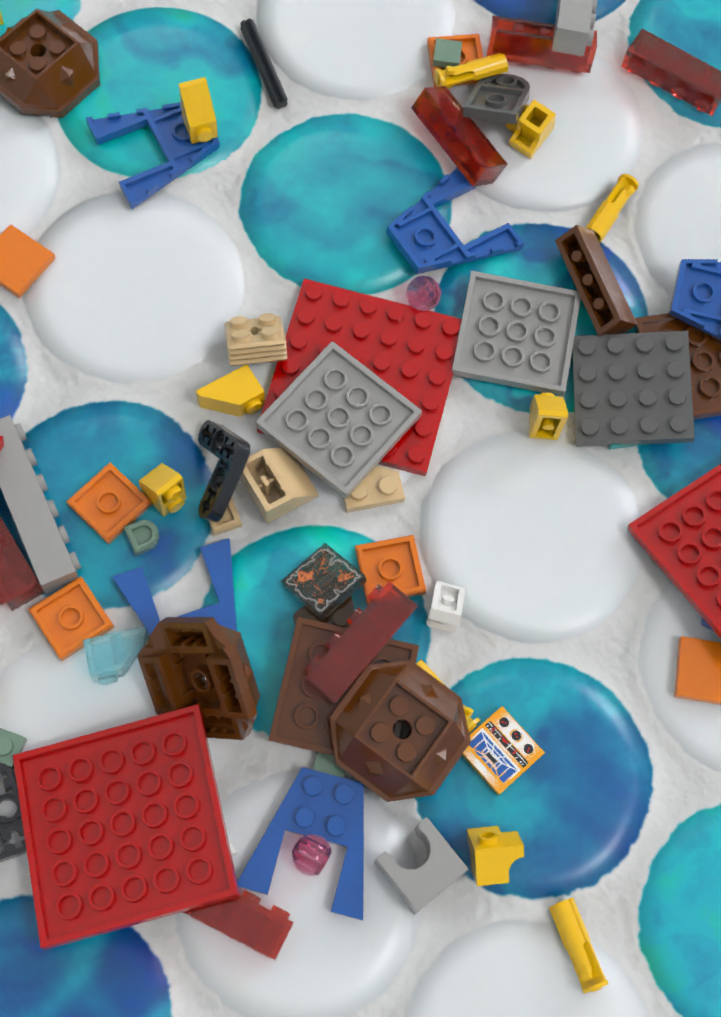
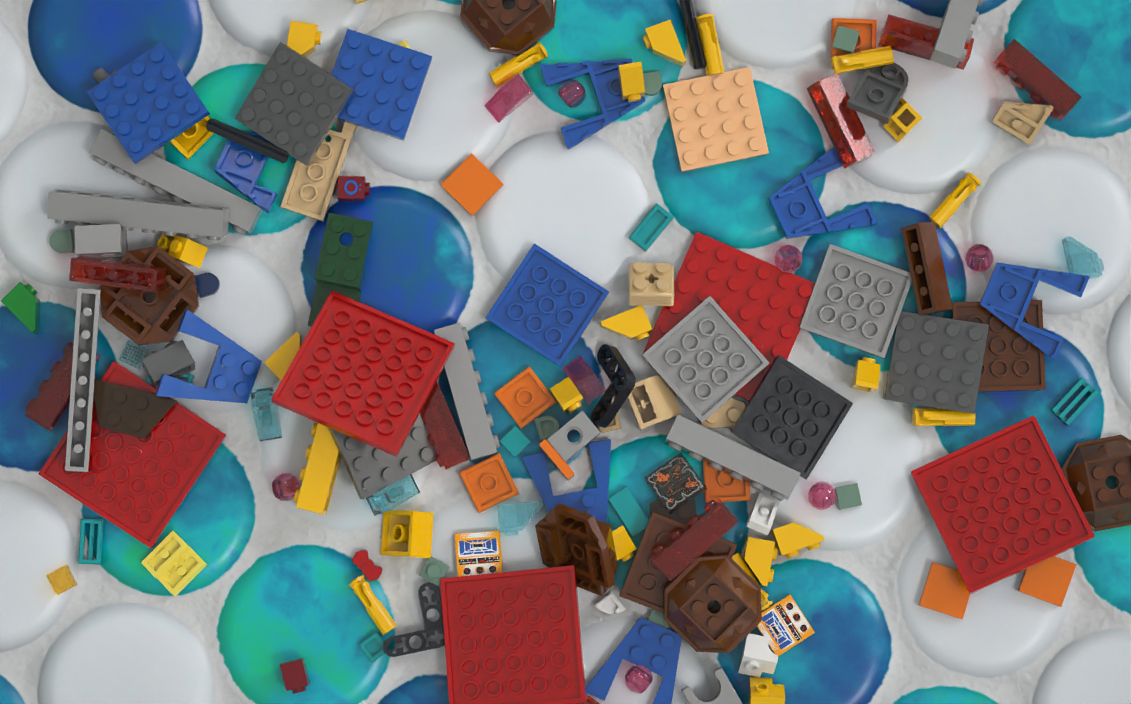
camera: 15 degrees right, 15 degrees up
(52, 157) = (509, 98): none -> clear pink slope
(59, 123) = (518, 64): none -> yellow piece
(64, 712) = (478, 553): none -> tile
(101, 560) = (515, 441): none -> teal tile
(125, 386) = (547, 305): none -> blue plate
(128, 145) = (572, 93): none -> clear pink piece
(158, 569) = (556, 459): none -> orange tile
(169, 551) = (587, 432): none -> light grey piece
(190, 466) = (584, 380): none -> clear pink slope
(226, 126) = (652, 83): none -> sand green tile
(234, 80) = (664, 42): none -> yellow slope
(246, 283) = (651, 227): none -> teal tile
(257, 758) = (610, 604): none -> white tile
(264, 667) = (623, 544): none -> yellow slope
(266, 628) = (629, 511): none -> teal tile
(289, 77) = (710, 44): none -> yellow piece
(308, 157) = (715, 119): none -> light nougat plate
(394, 536) = (733, 457): none -> light grey brick
(451, 662) = (758, 557): none -> yellow slope
(462, 477) = (791, 417): none -> black plate
(473, 796) = (757, 656): none -> white brick
(495, 628) = (795, 537): none -> yellow slope
(519, 571) = (822, 495): none -> clear pink piece
(553, 569) = (848, 496): none -> sand green tile
(653, 454) = (941, 417): none -> yellow piece
(656, 265) = (979, 258): none -> clear pink piece
(670, 112) = (1022, 119): none -> tan wing

